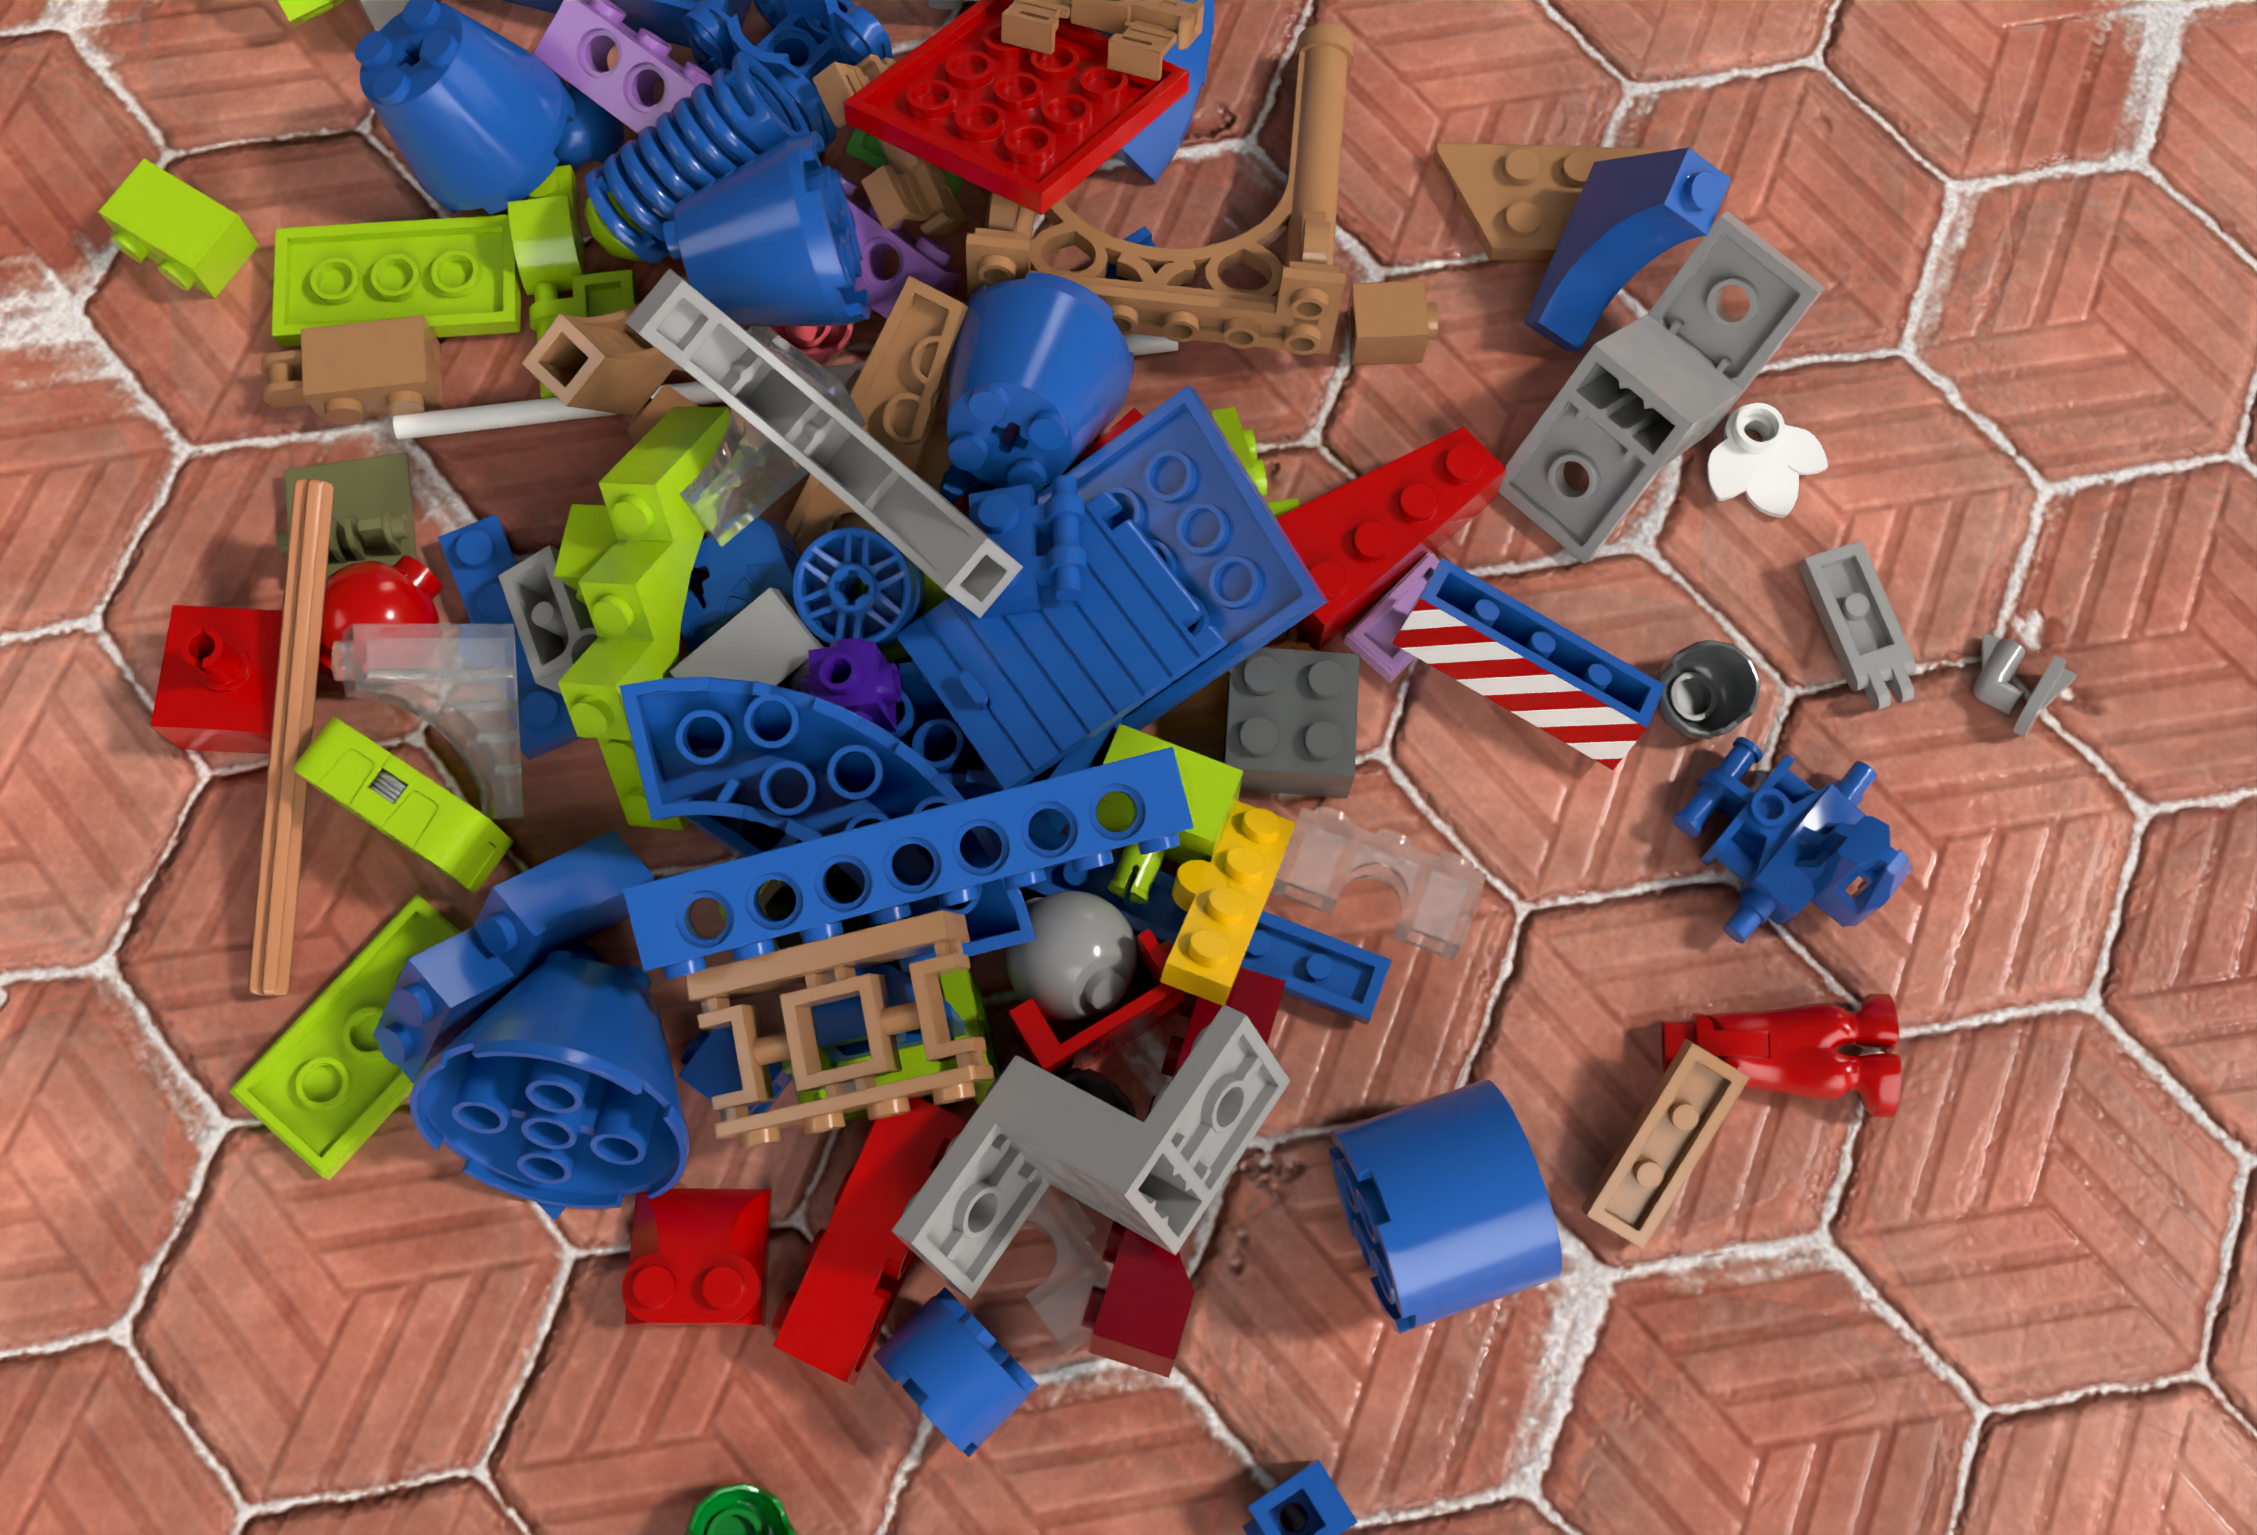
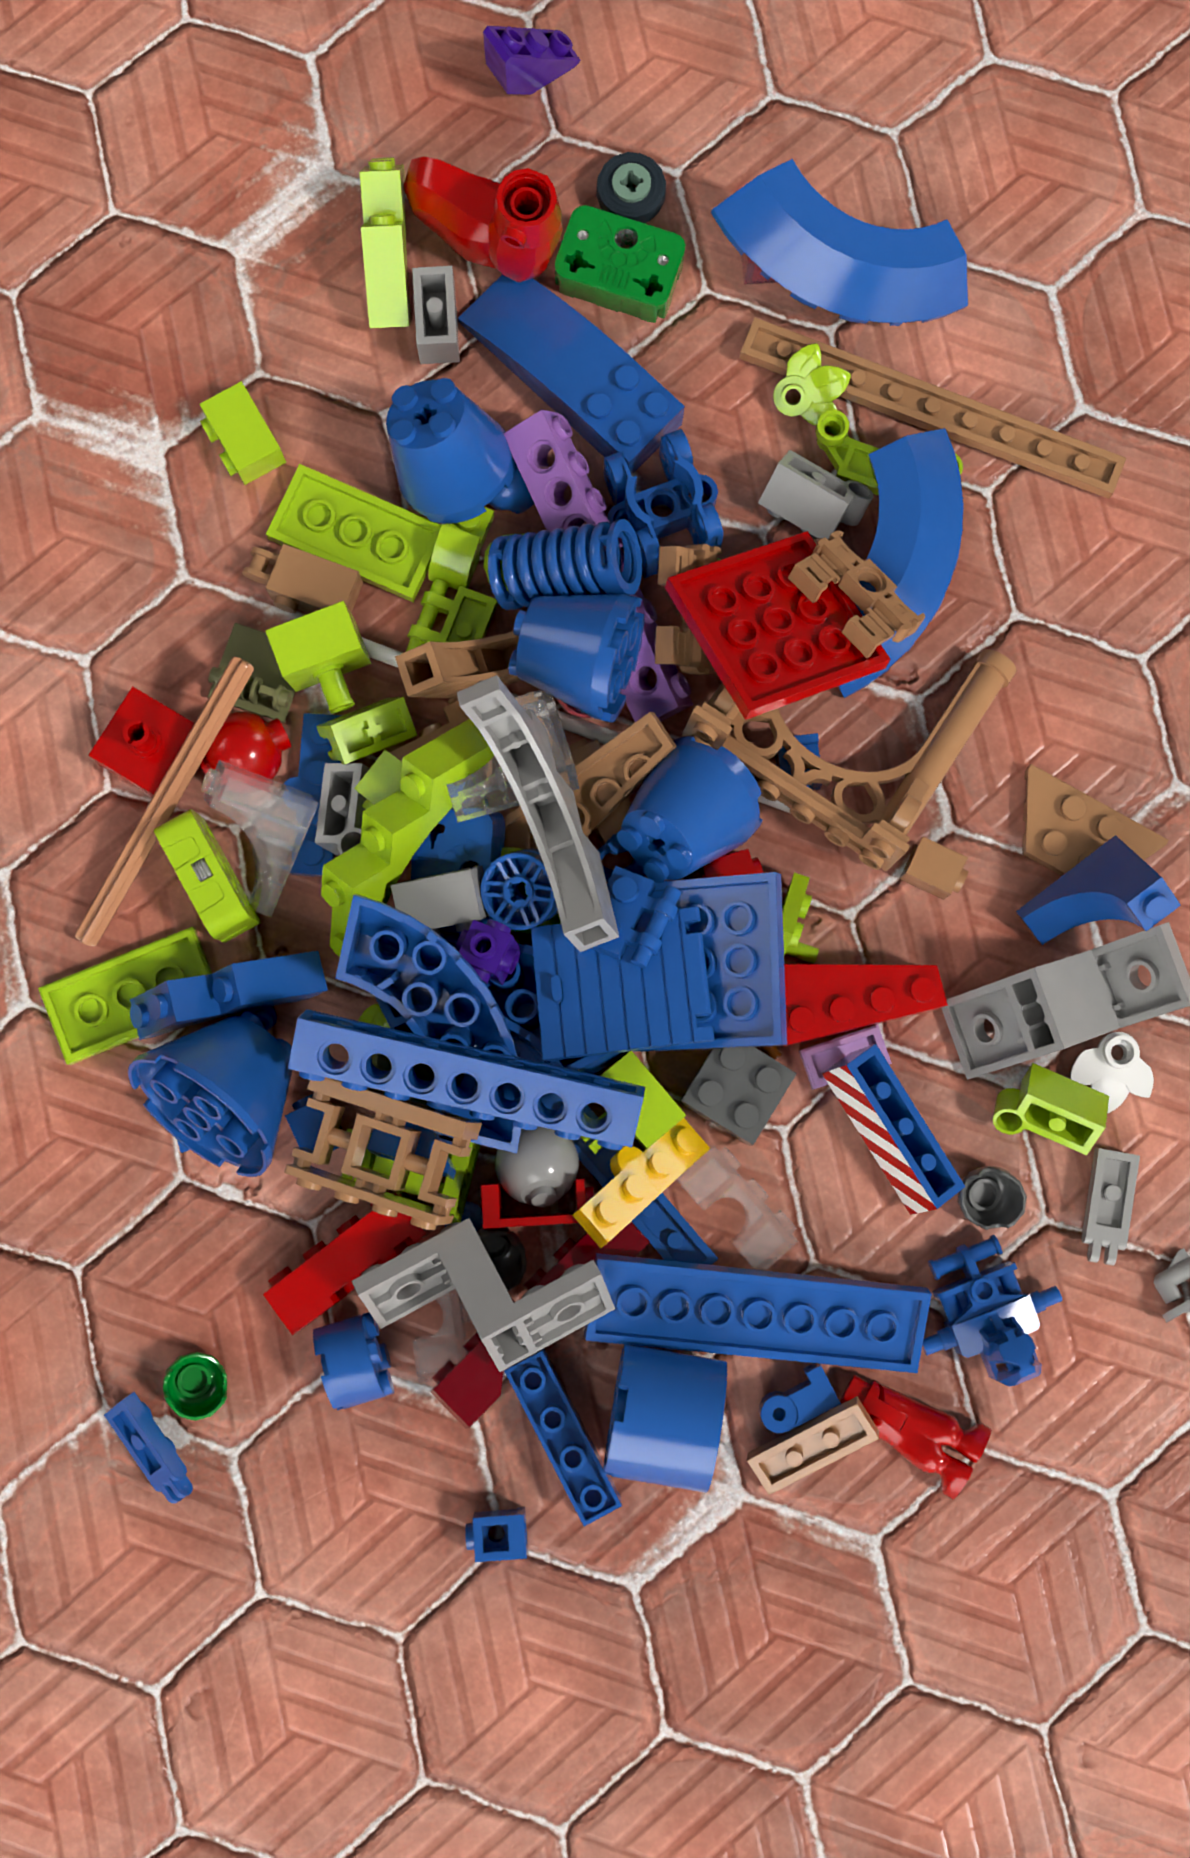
camera: 25 degrees right, 10 degrees up
(419, 431) = (320, 651): none -> lime brick
(535, 506) = (368, 729): none -> lime hinge
(699, 1258) = (248, 1219): red slope -> none
(1314, 1320) = (563, 1437): none -> blue brick
(1494, 997) = (761, 1314): none -> blue plate
(1614, 1098) = (799, 1404): none -> blue leg
(1718, 536) = (1053, 1108): none -> lime hinge

